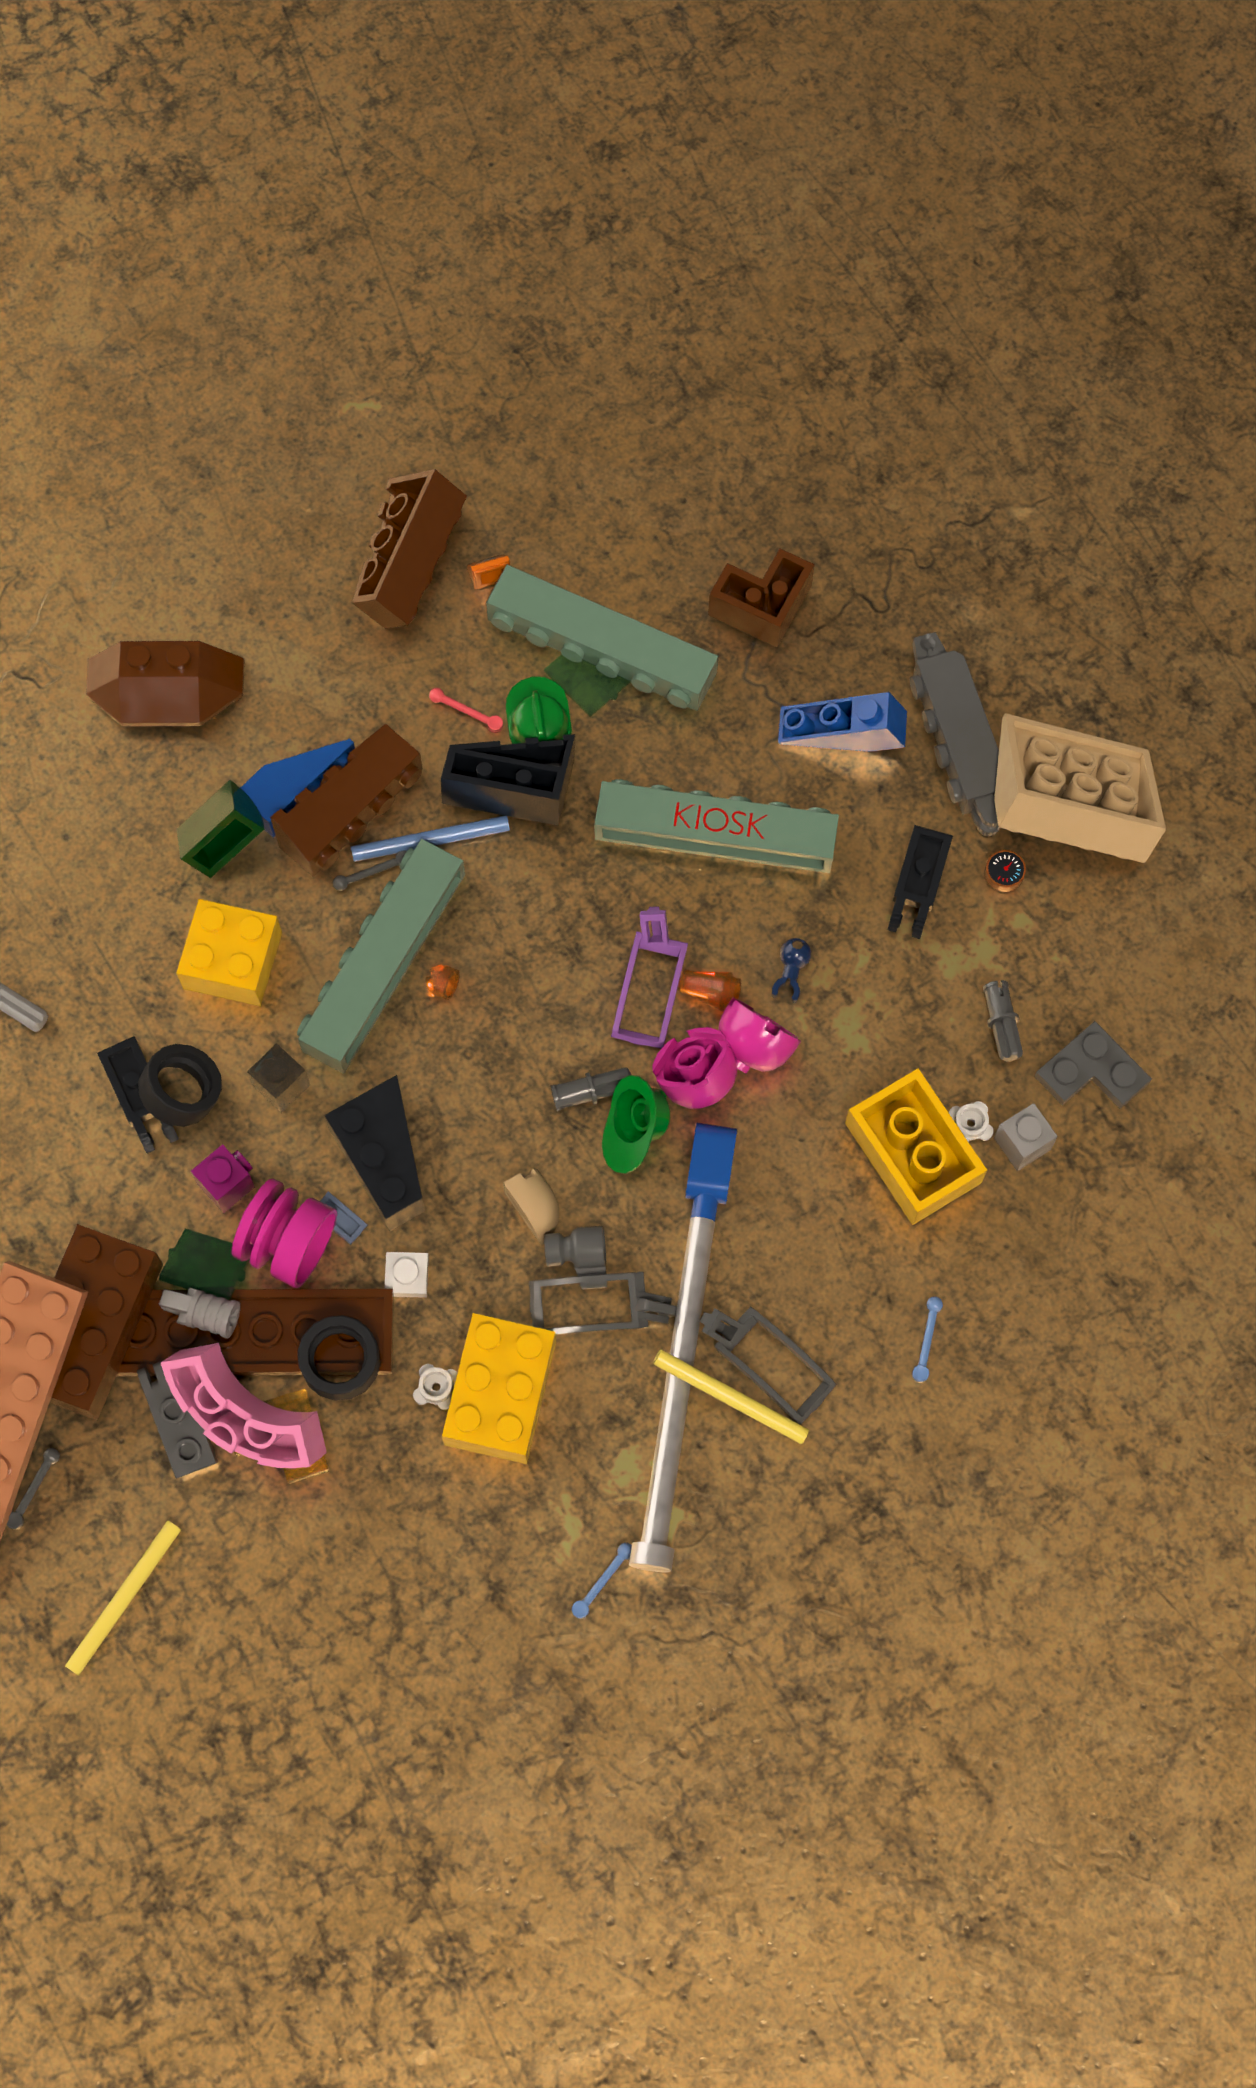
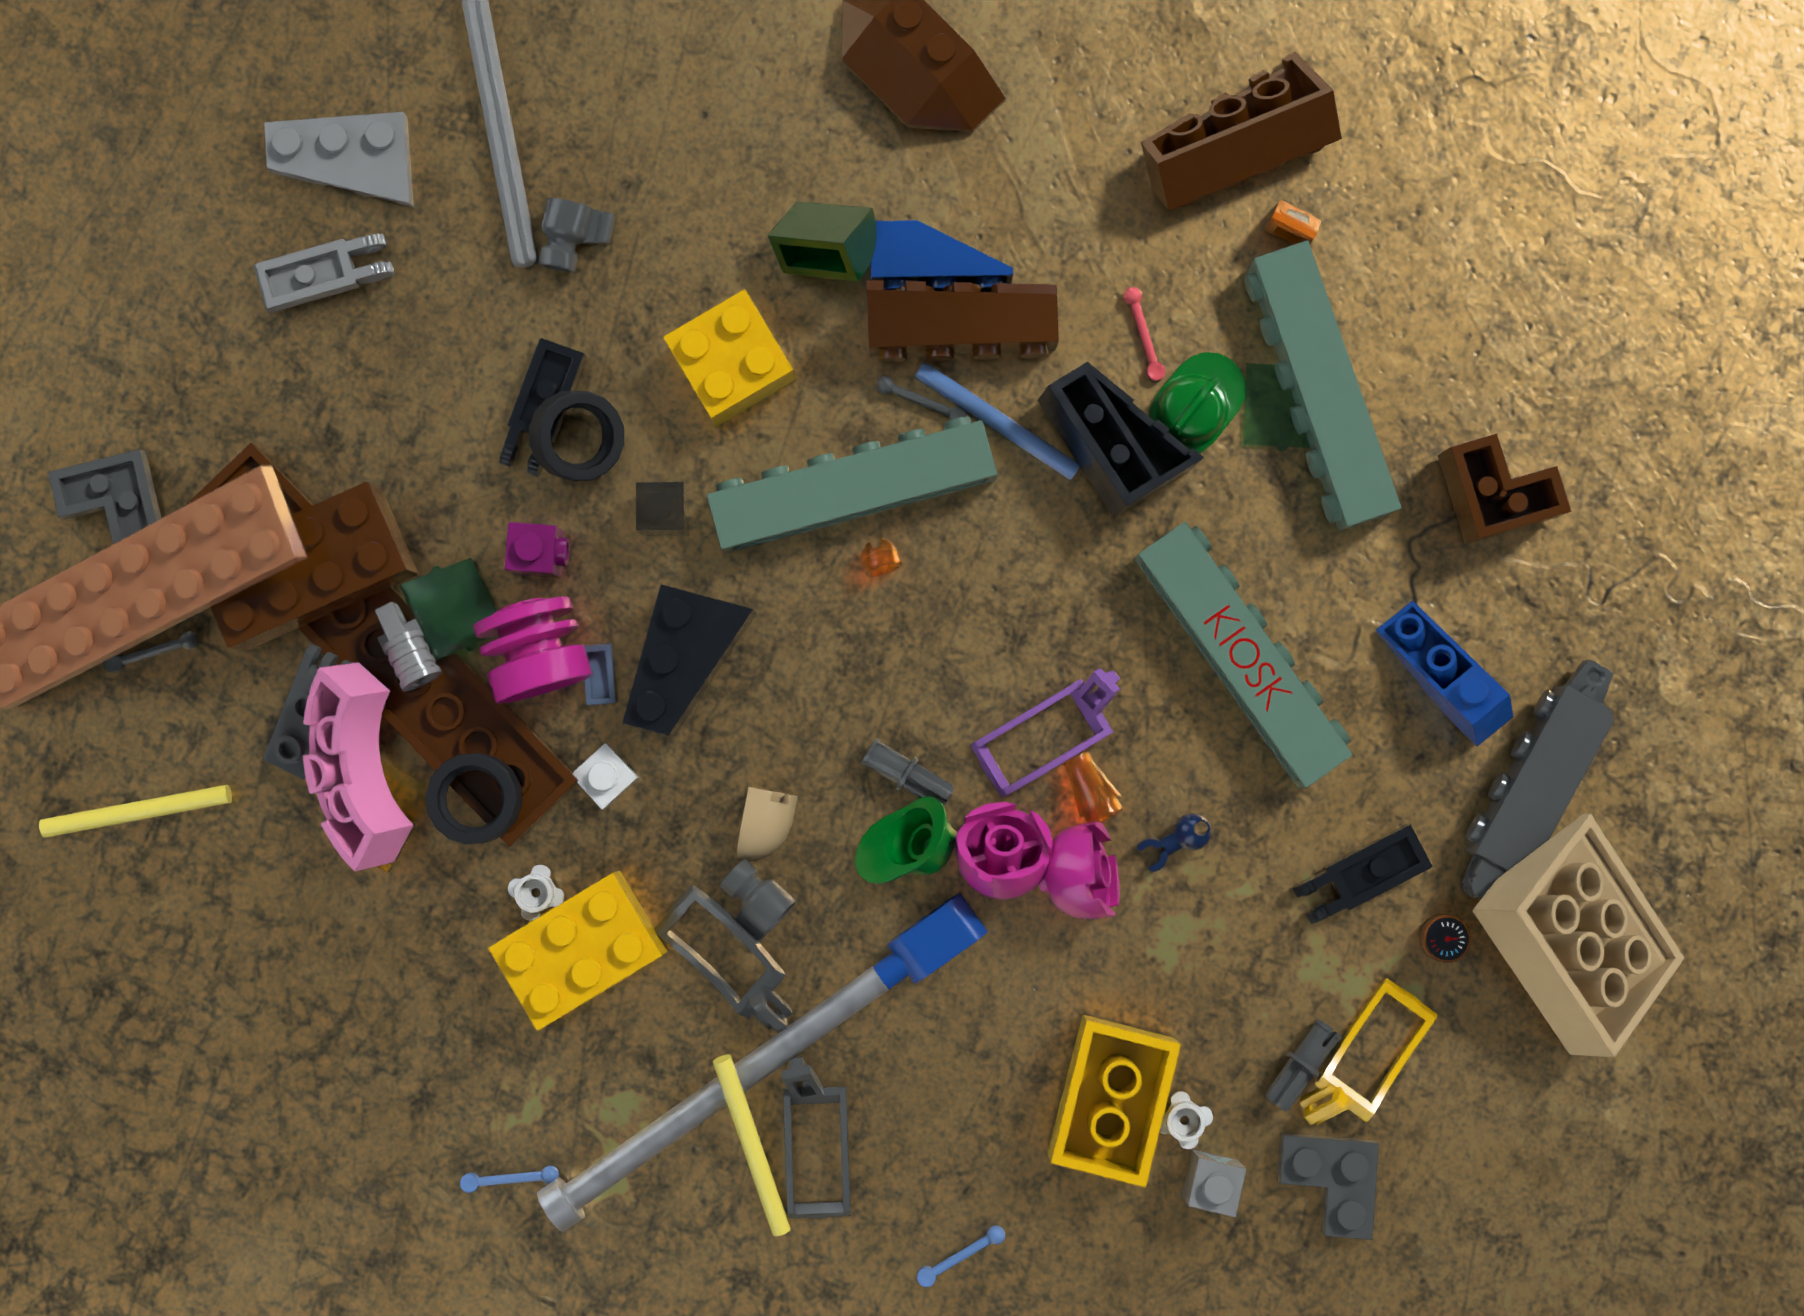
camera: 50 degrees right, 15 degrees up
(46, 974) = (568, 225): none -> dark grey piece
(1045, 1012) = (1345, 1097): none -> yellow sword

